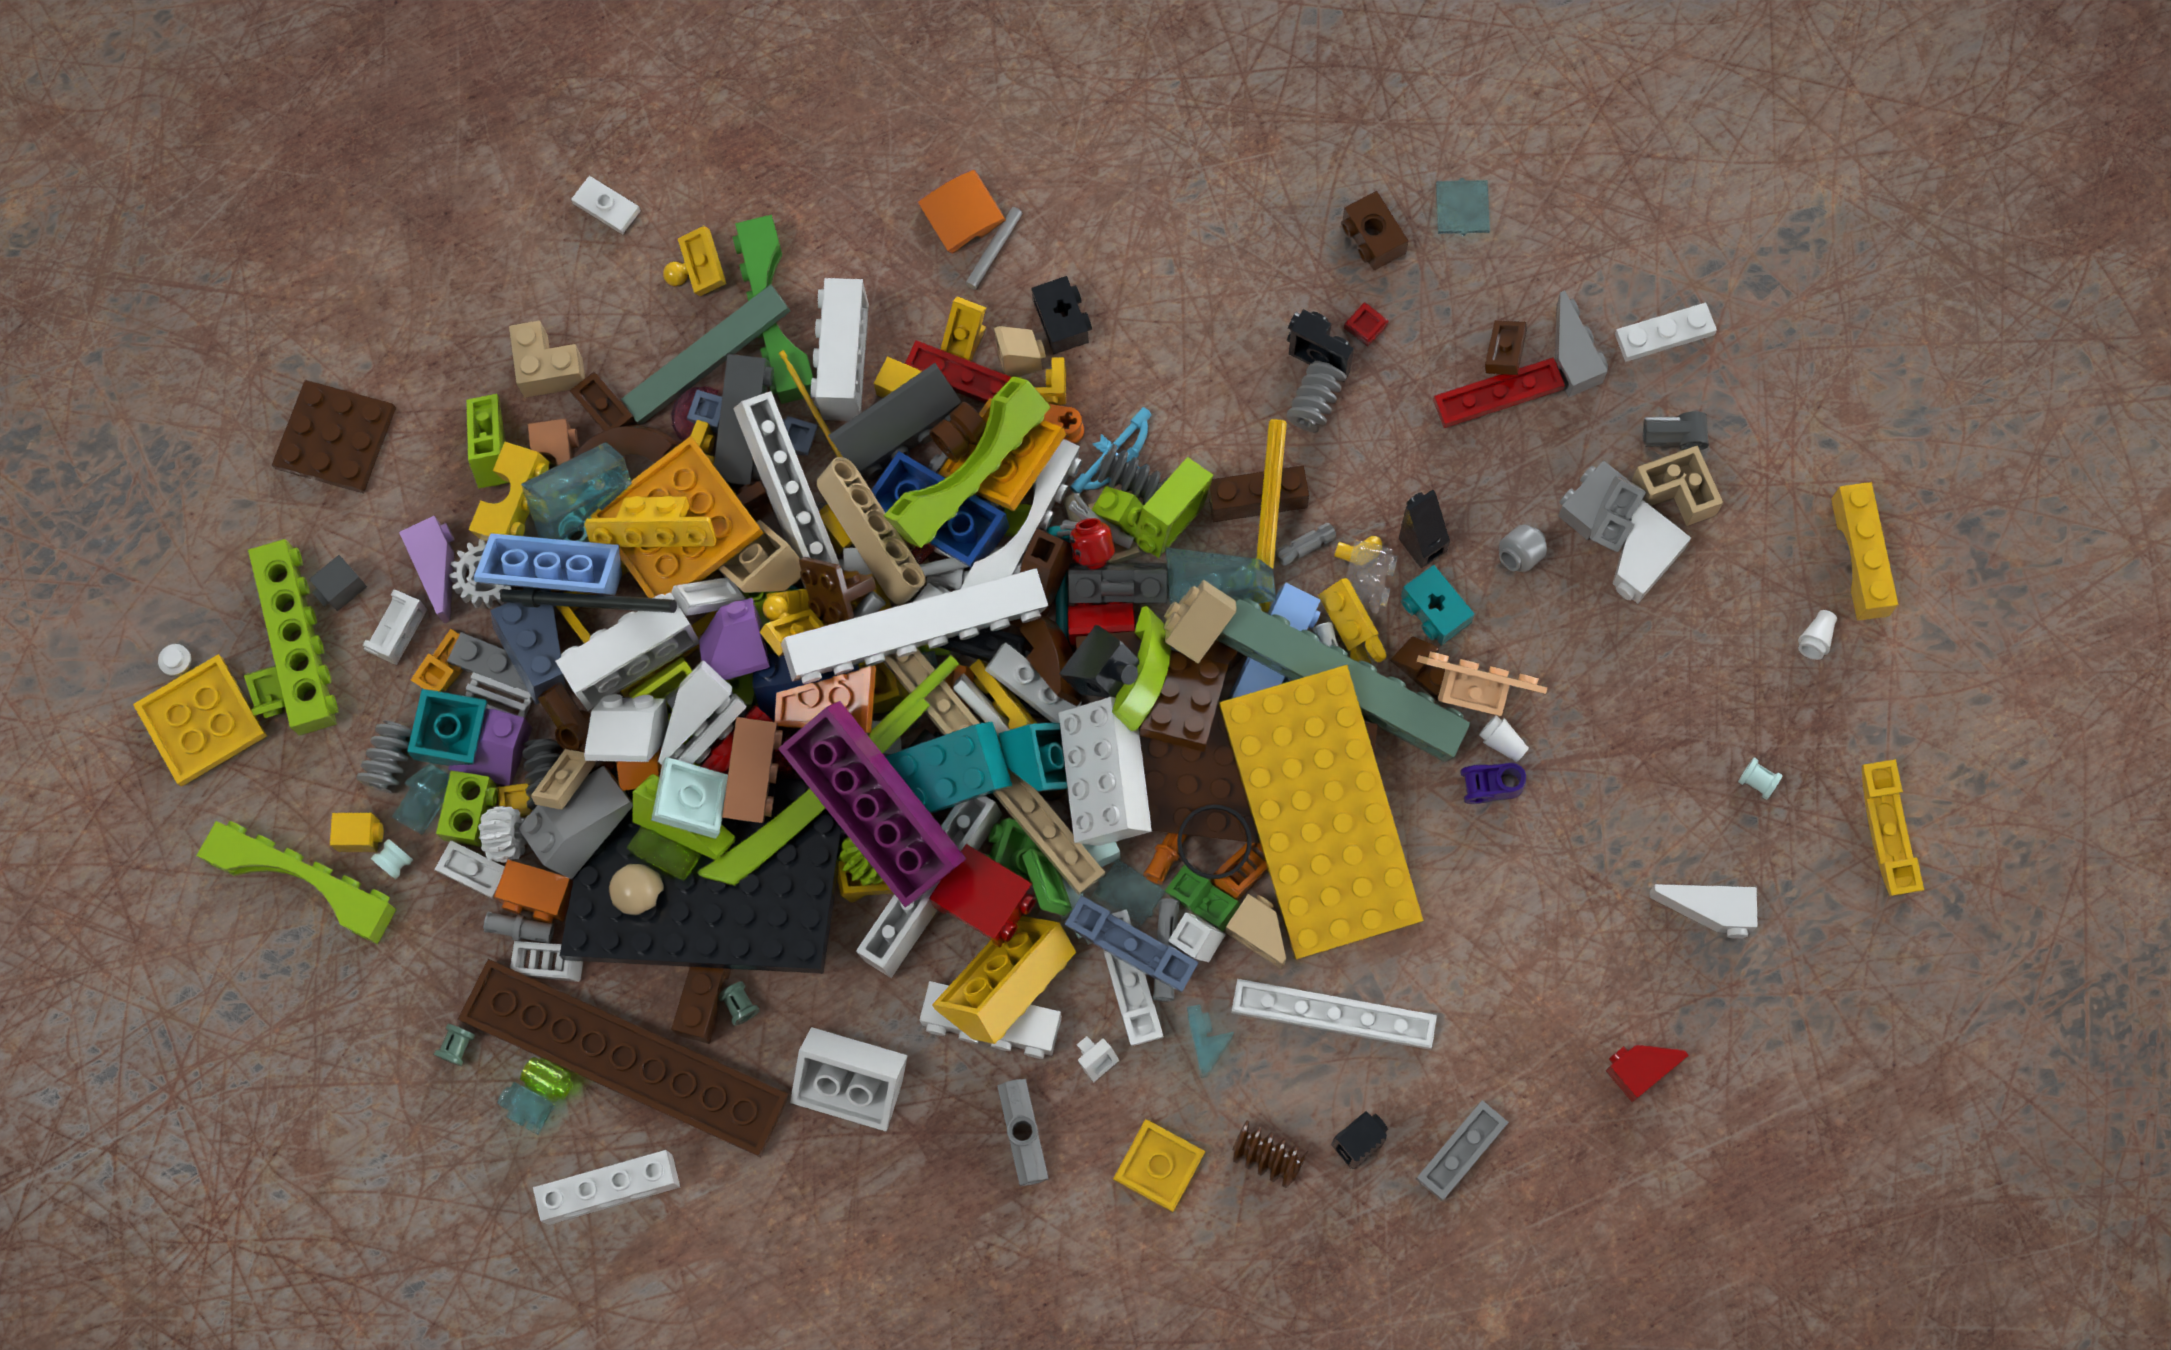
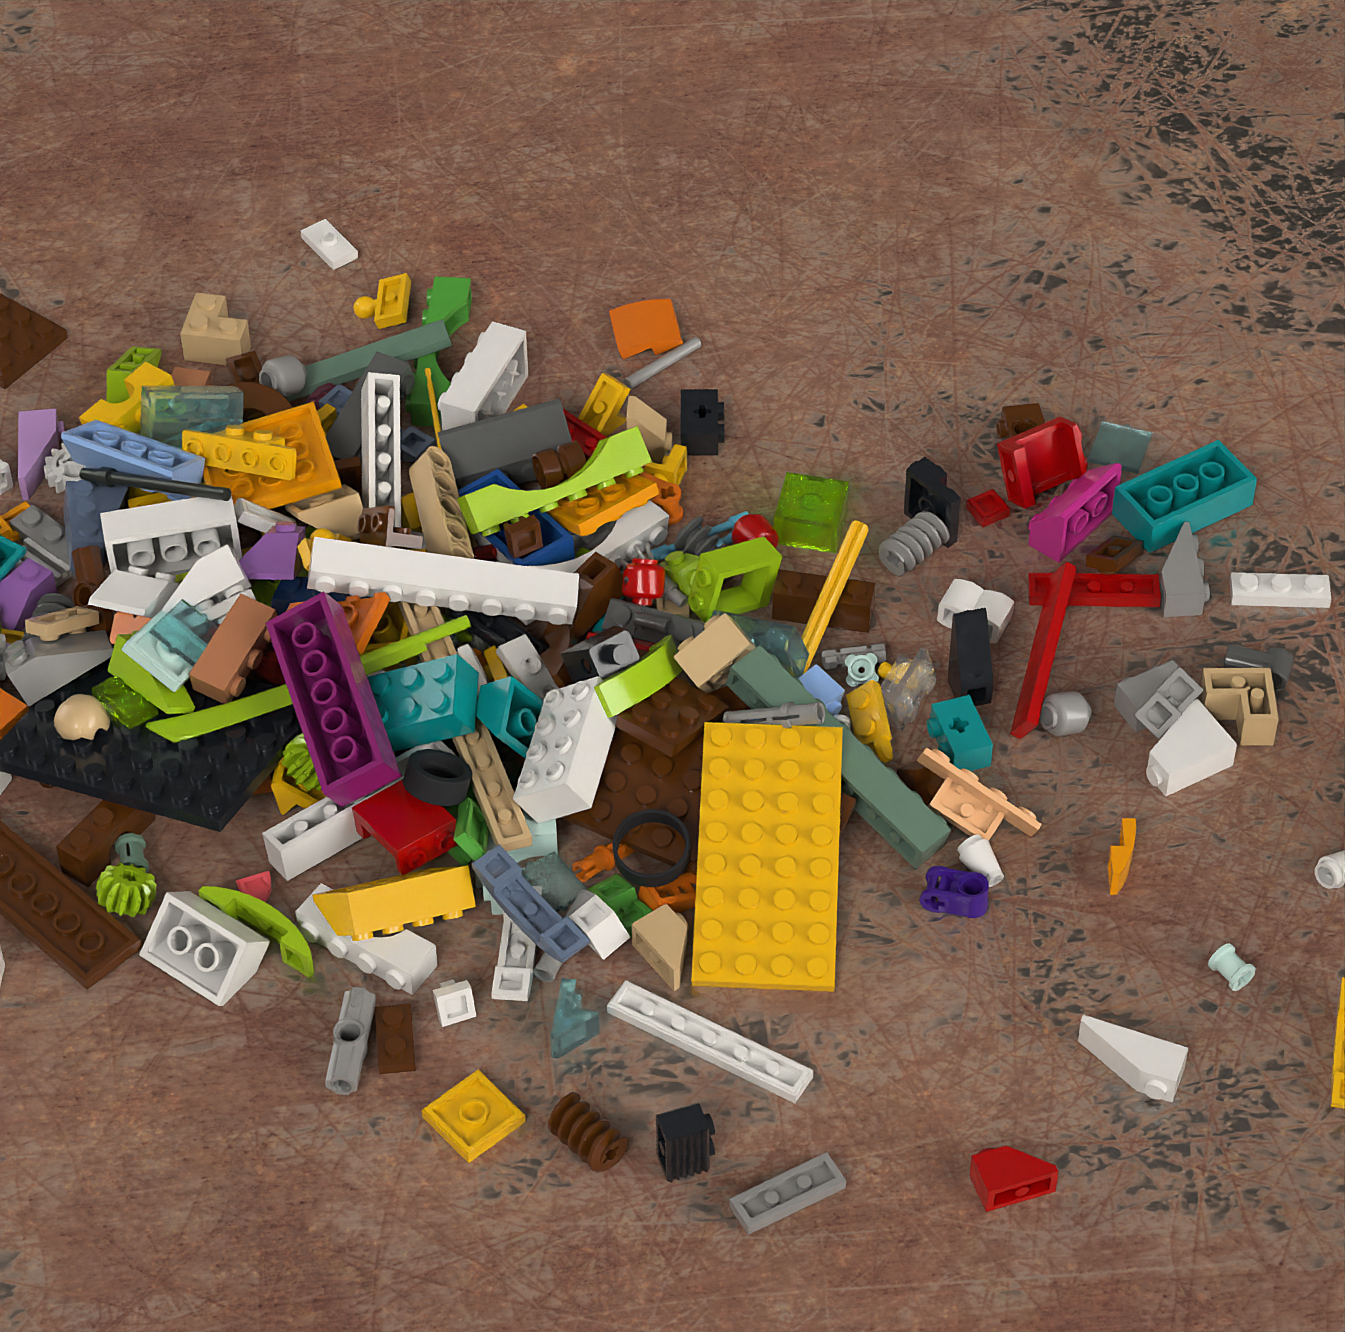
camera: 15 degrees right, 25 degrees down
(640, 402) = (284, 375): none -> light grey head
(700, 771) = (185, 631): none -> clear light blue piece
(752, 1046) = (126, 889): none -> lime gear
(852, 1026) = (265, 920): none -> lime slope
(864, 997) = (256, 885): none -> coral tile
(963, 536) = (523, 536): none -> reddish brown tile
(996, 823) = (437, 777): none -> black tyre
(1057, 1110) = (395, 1038): none -> reddish brown plate
(1166, 440) = (753, 527): none -> red head
(1208, 391) = (811, 512): none -> clear neon green brick
(1285, 671) = (808, 714): none -> light grey pin
(1316, 568) = (854, 663): none -> light aqua plate
(1400, 455) = (967, 595): none -> white brick
(1403, 260) = (1041, 459): none -> red panel
(1451, 308) = (1075, 512): none -> dark pink slope
(1481, 486) = (1043, 651): none -> red tile
(1548, 257) = (1189, 489): none -> teal brick
(1627, 699) = (1121, 856): none -> light orange slope

